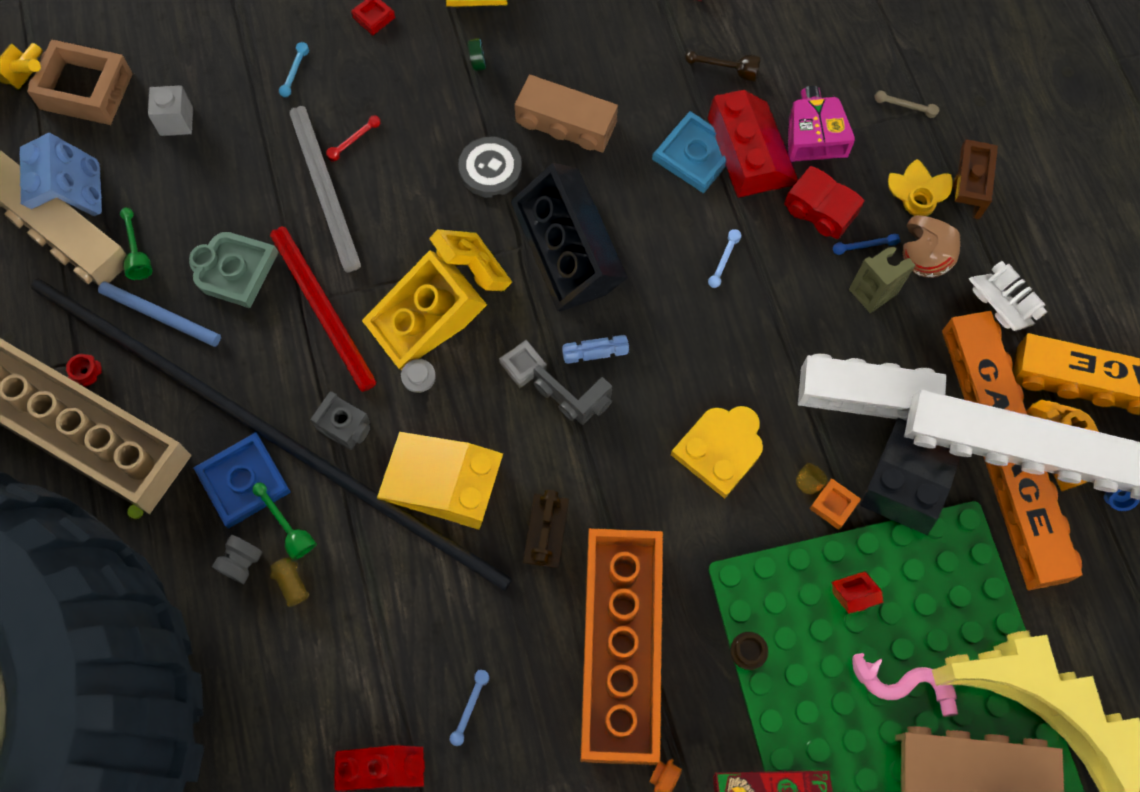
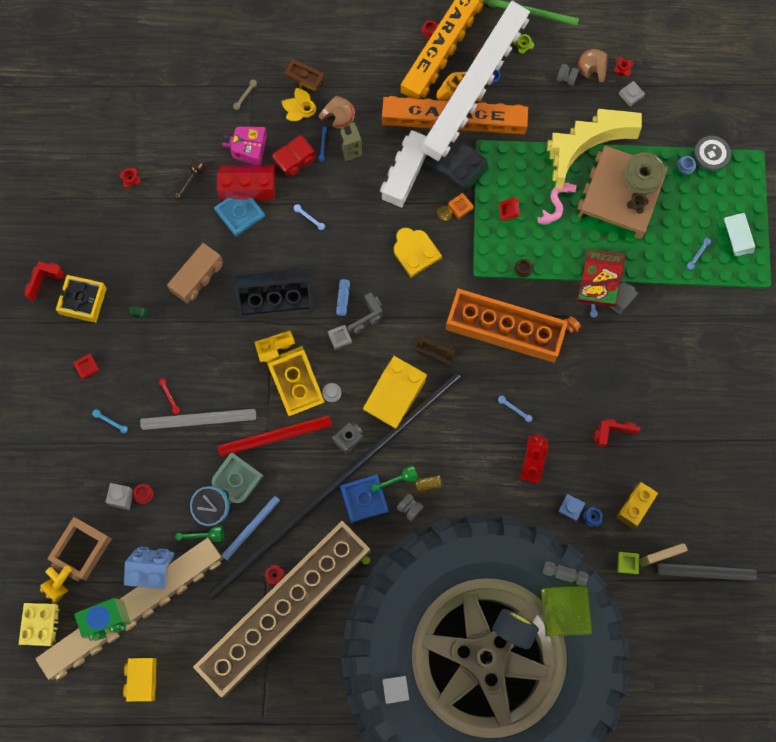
camera: 75 degrees left, 5 degrees up
(180, 240) = (209, 506): none -> black tile
(185, 143) = (143, 493): none -> red plate
(490, 166) = (214, 324): dark grey tile -> none
(1009, 313) = (374, 91): white hinge -> none

